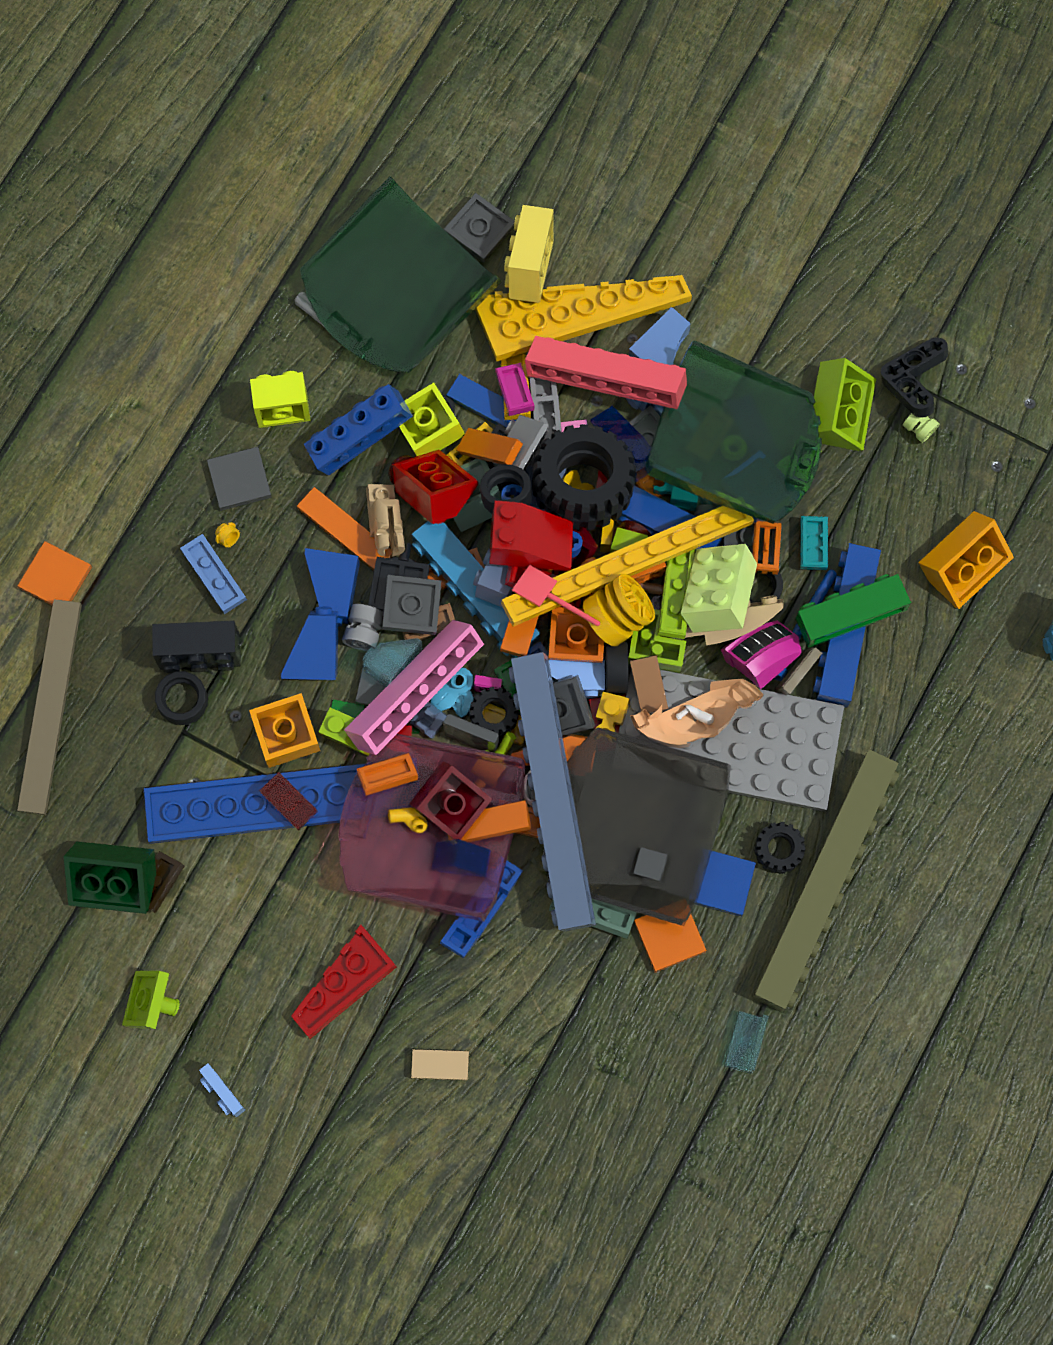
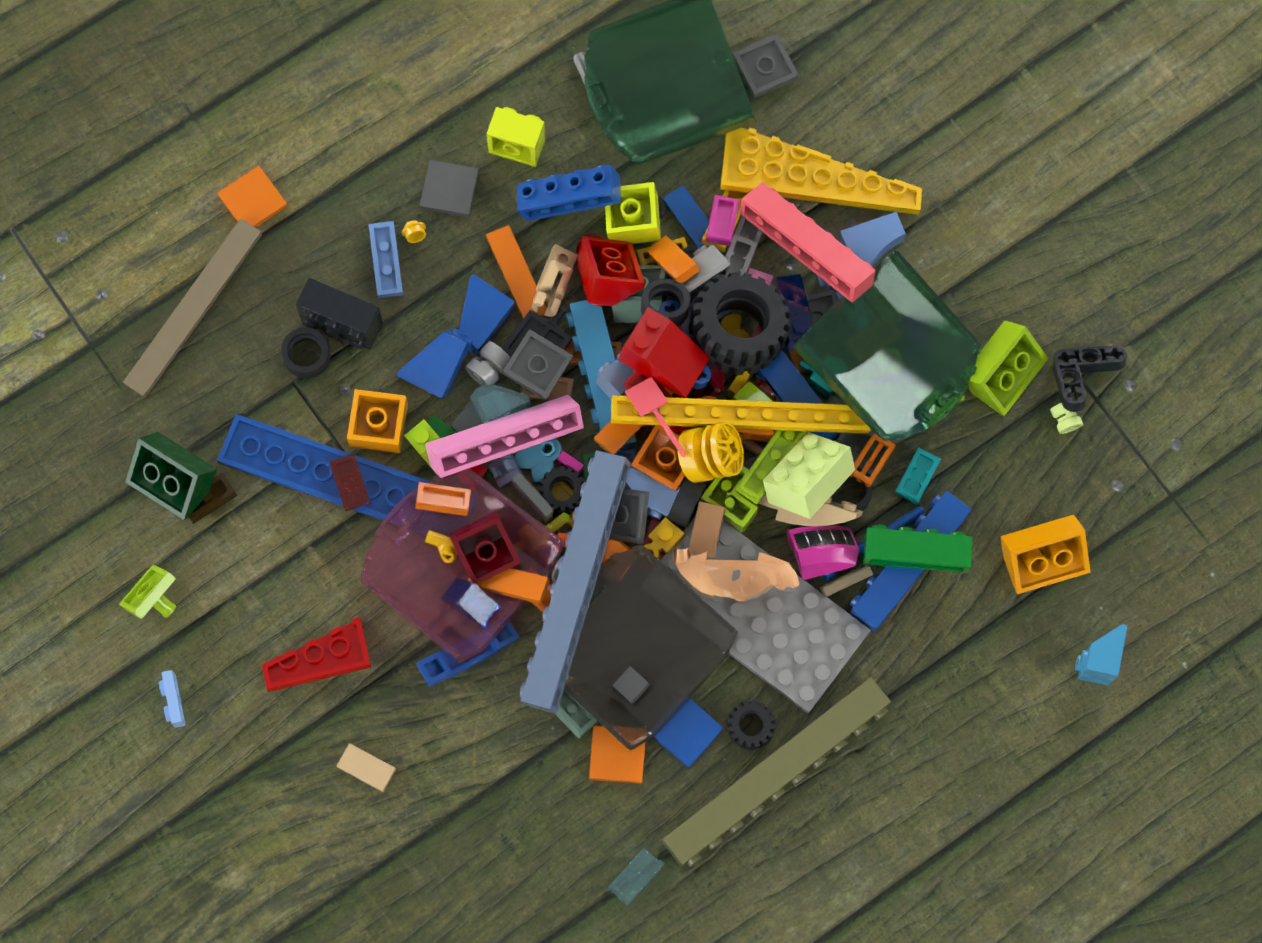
camera: 25 degrees right, 0 degrees up
(530, 253) = (795, 108): light yellow brick -> none
(697, 714) = (736, 574): white piece -> none

